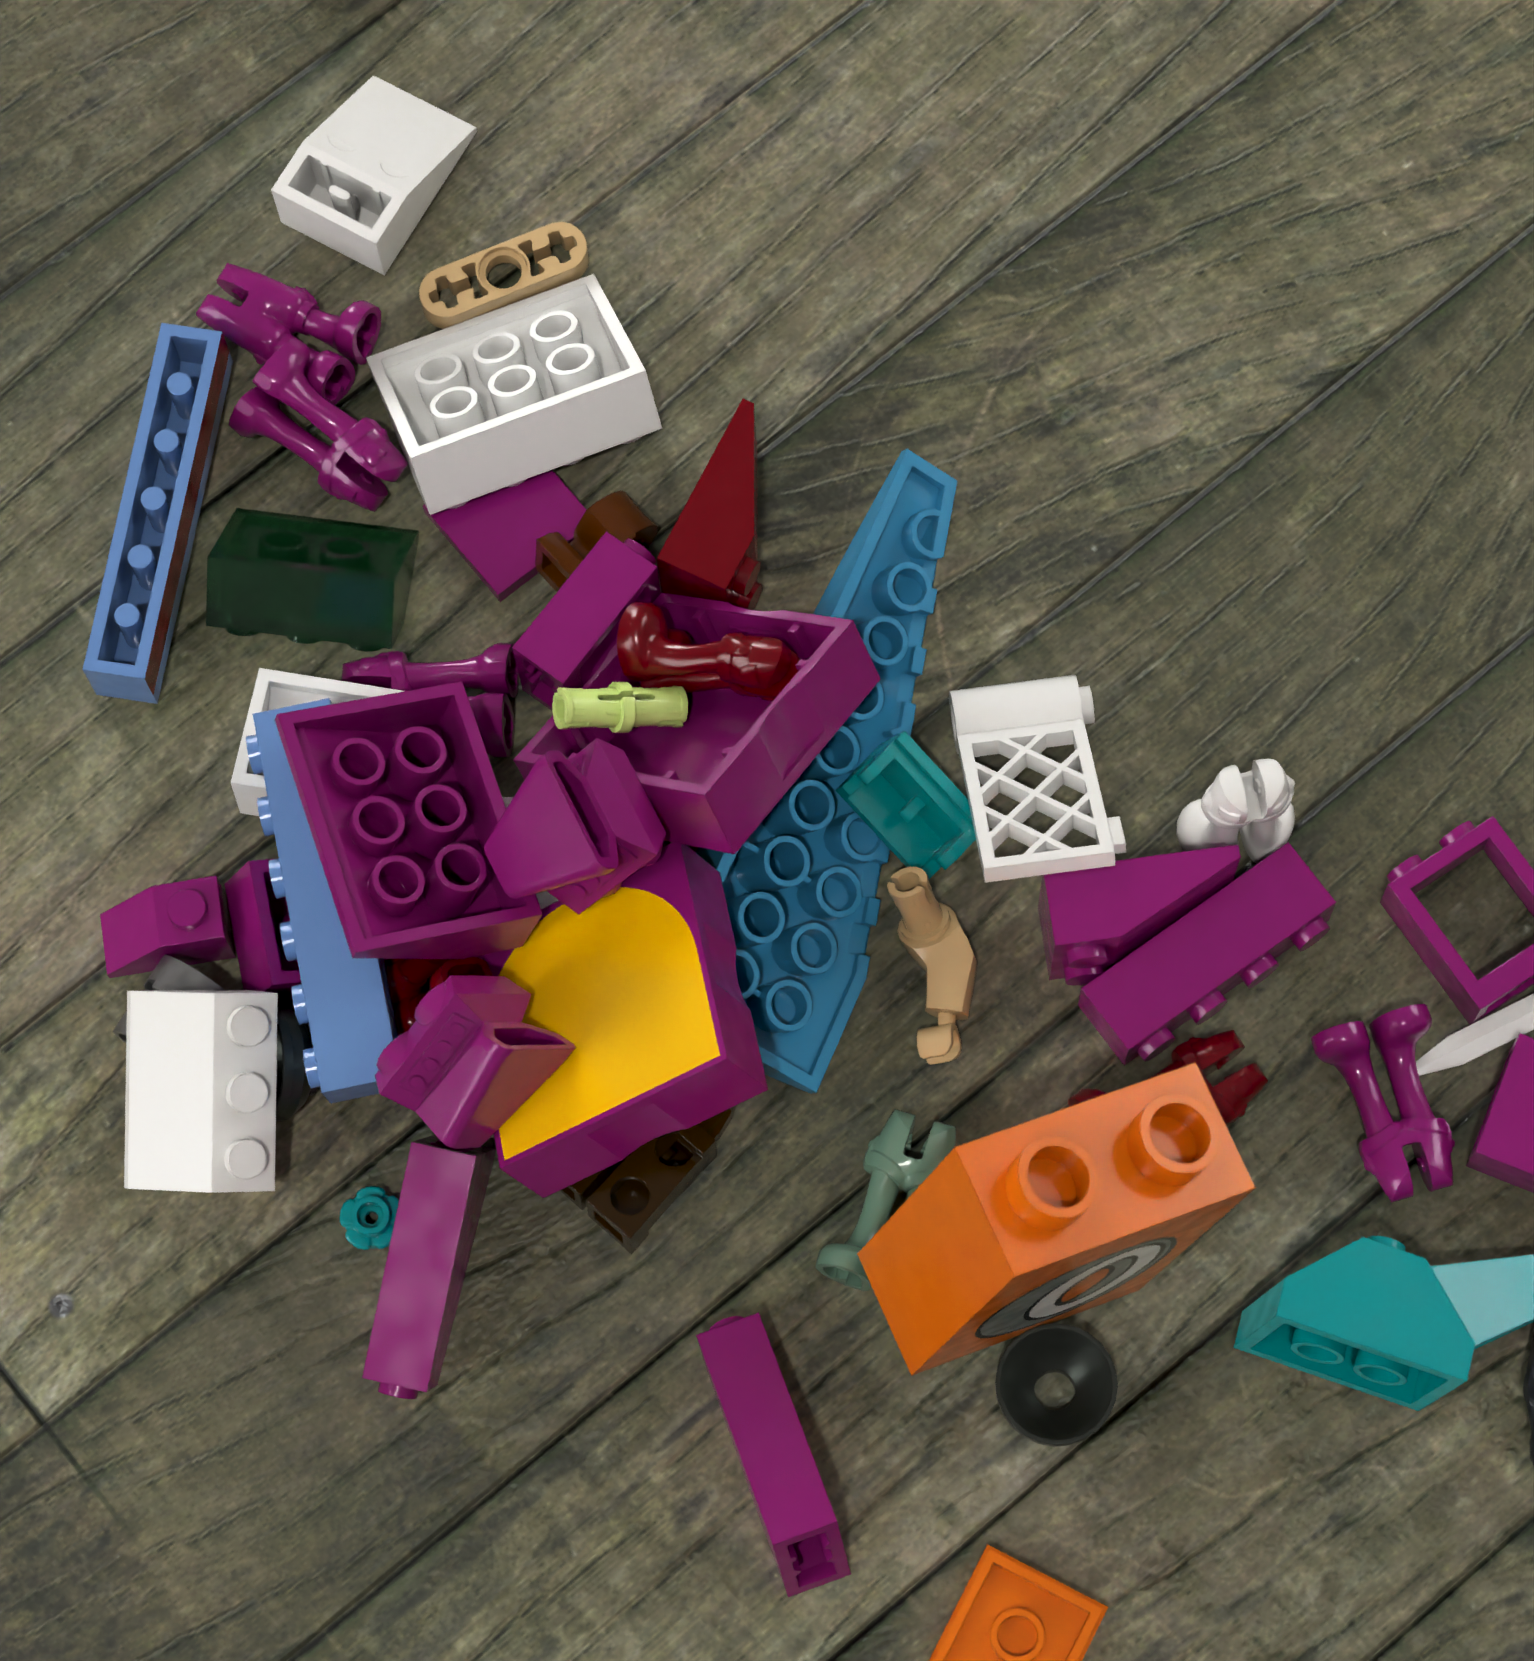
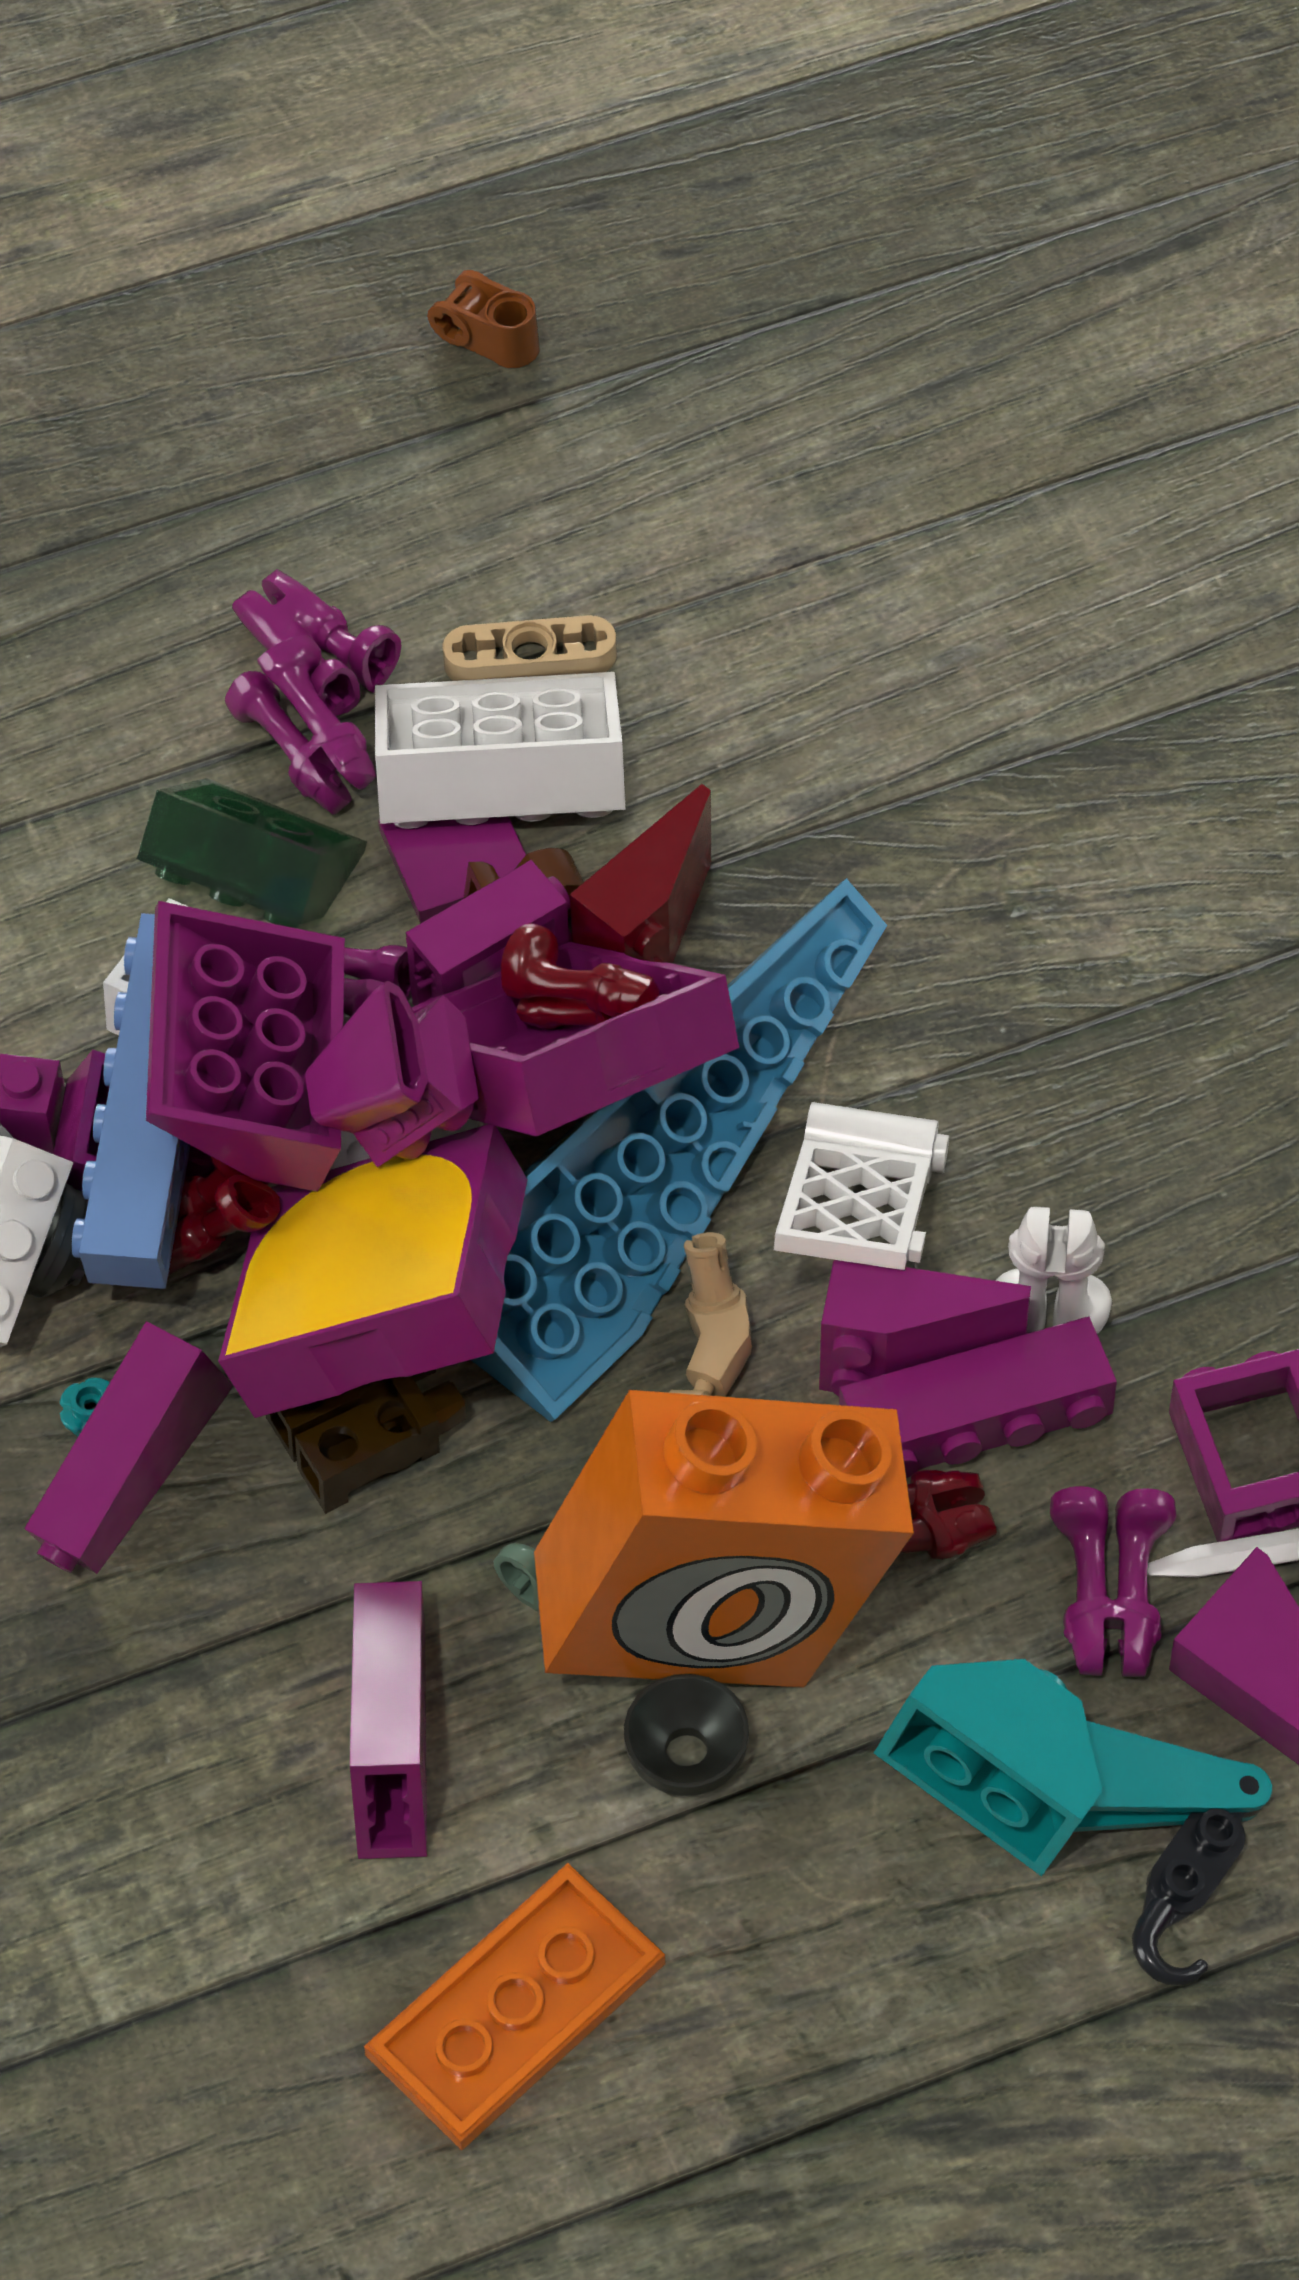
camera: 15 degrees right, 15 degrees down
(158, 514) = (129, 755): medium blue brick -> none
(370, 172) = (435, 531): white slope -> none
(469, 1059) = (224, 1250): magenta piece -> none
(620, 707) = (490, 1009): yellowish green pin -> none
(910, 805) = (734, 1184): teal hinge -> none

